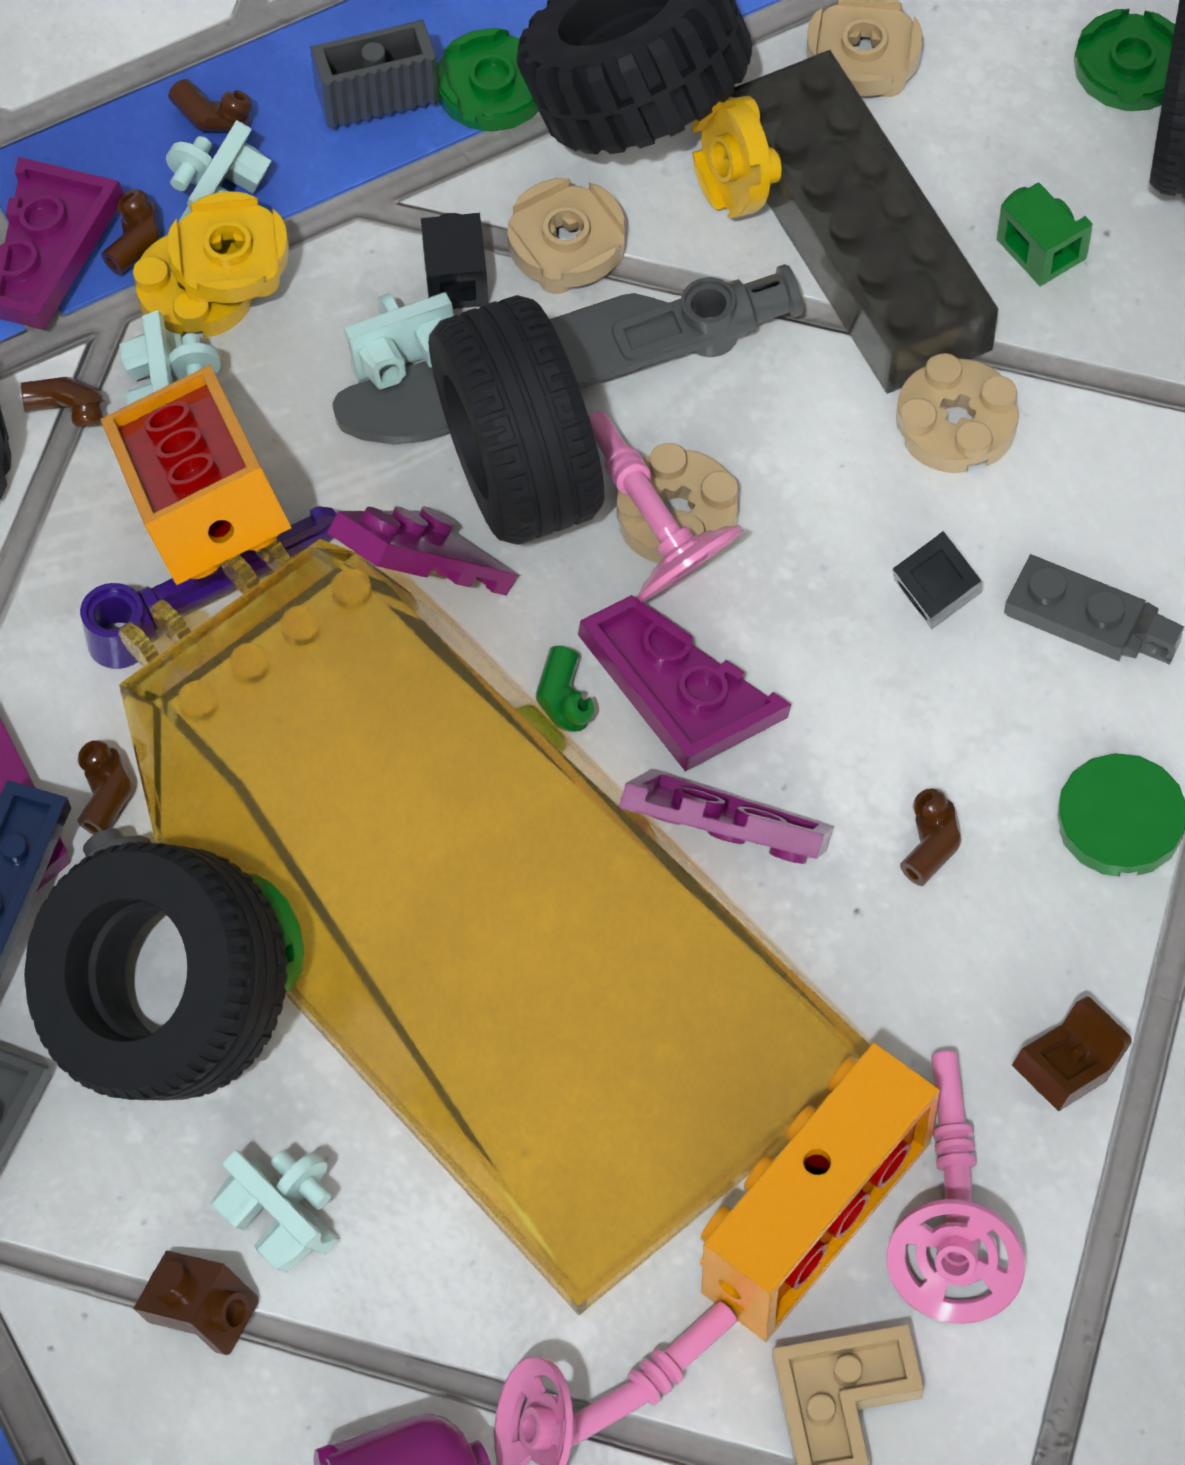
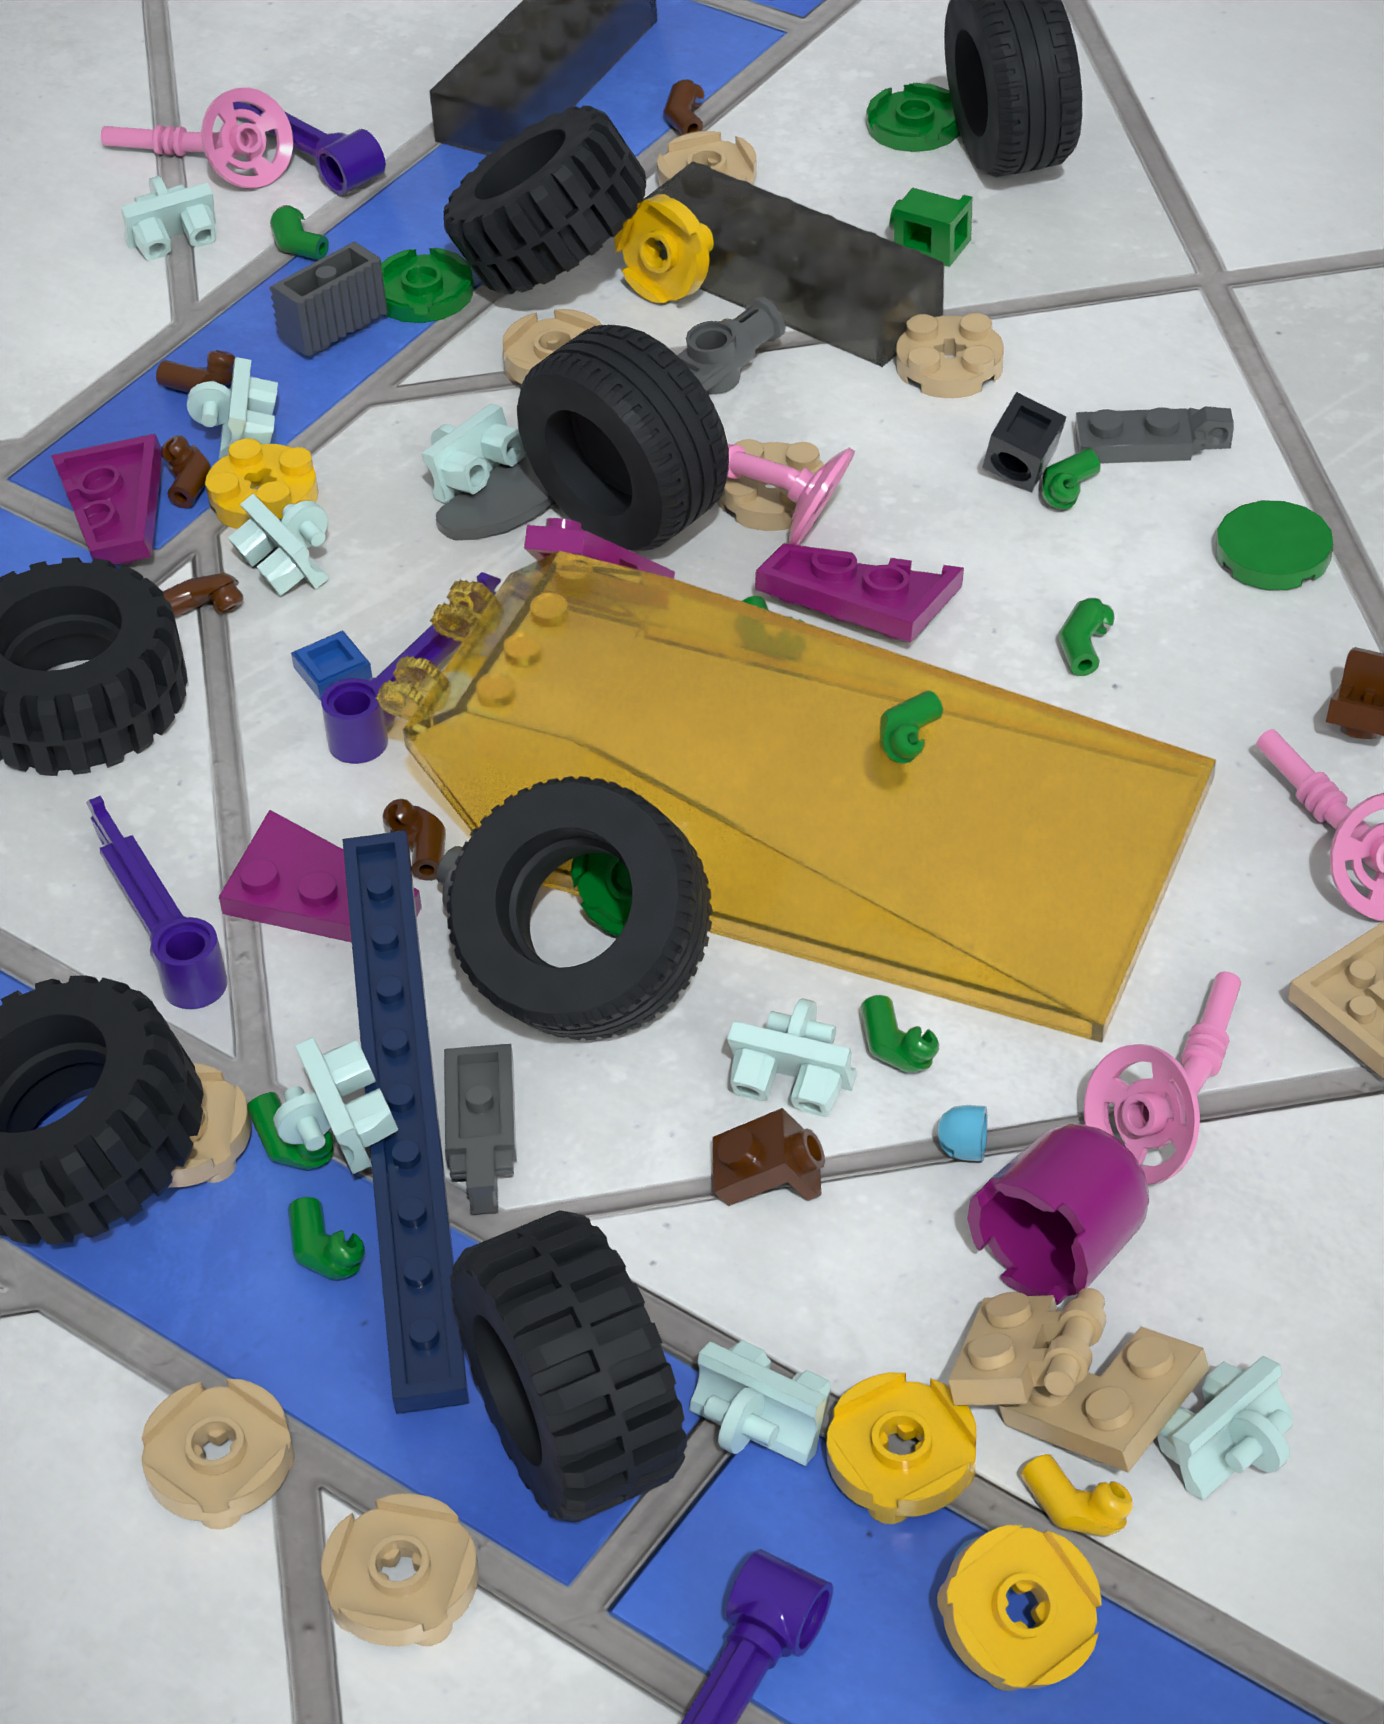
camera: 25 degrees left, 15 degrees down
(130, 544) = (329, 662): none -> blue tile
(194, 476) = (373, 567): brick -> none
(236, 276) = (309, 443): yellow plate -> none
(382, 1225) = (890, 1044): none -> green arm
(385, 1358) = (964, 1132): none -> medium azure hinge
(455, 258) = (475, 382): black brick -> none
(565, 902) = (901, 725): none -> green arm
(726, 815) = (953, 647): magenta wing -> none
(817, 1189) = (1245, 850): light orange brick -> none
(848, 837) = (1076, 634): none -> green arm
(938, 836) = (1142, 606): reddish brown arm -> none
(965, 631) = (1061, 479): none -> green arm

